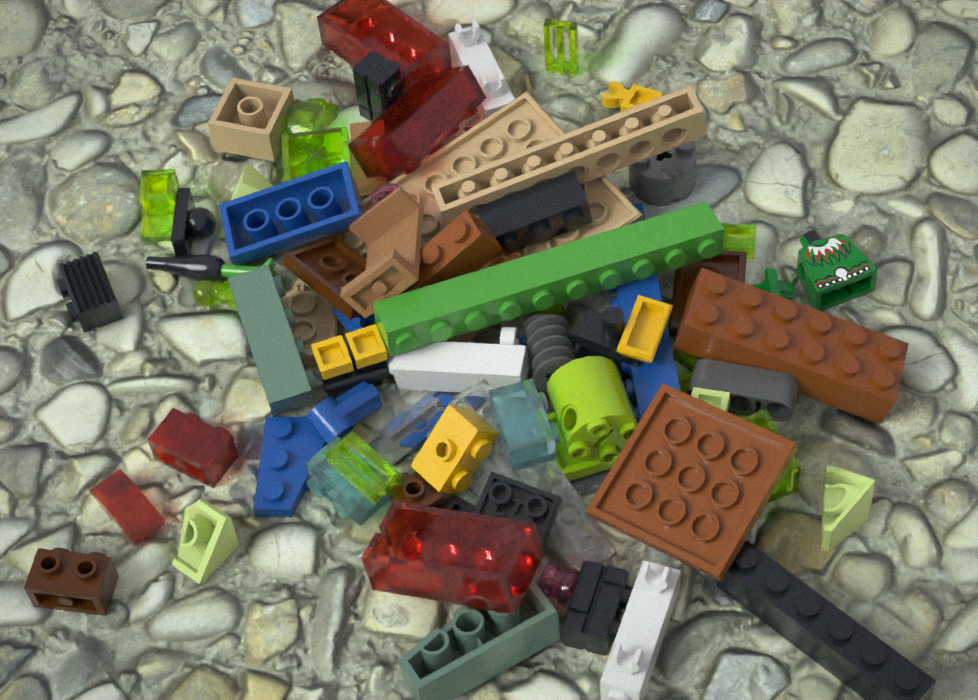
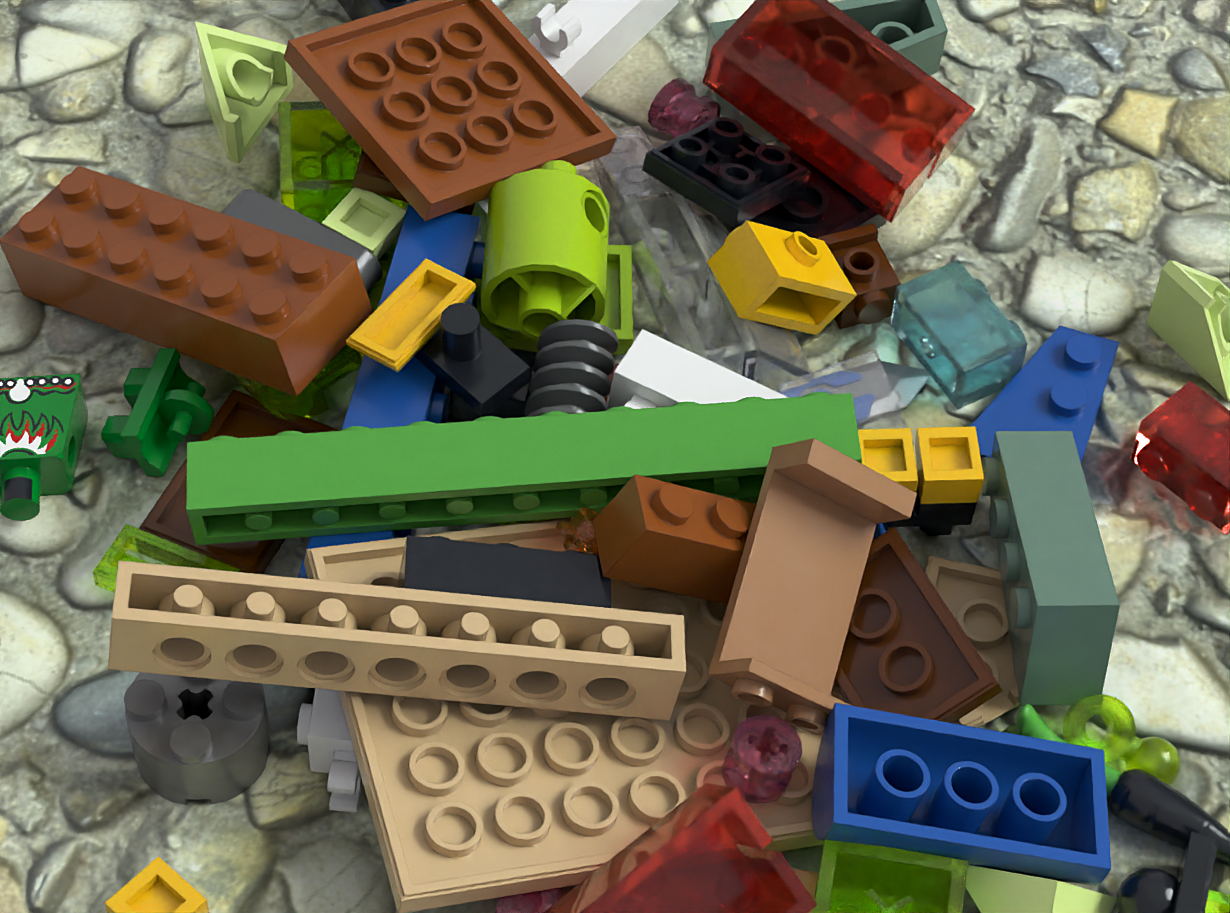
camera: 170 degrees left, 0 degrees up
(340, 415) = (957, 401): blue piece -> none
(382, 486) = (924, 301): clear neon green tile -> none
(523, 424) = (667, 244): clear light blue brick -> none
(596, 608) = (640, 65): black brick -> none

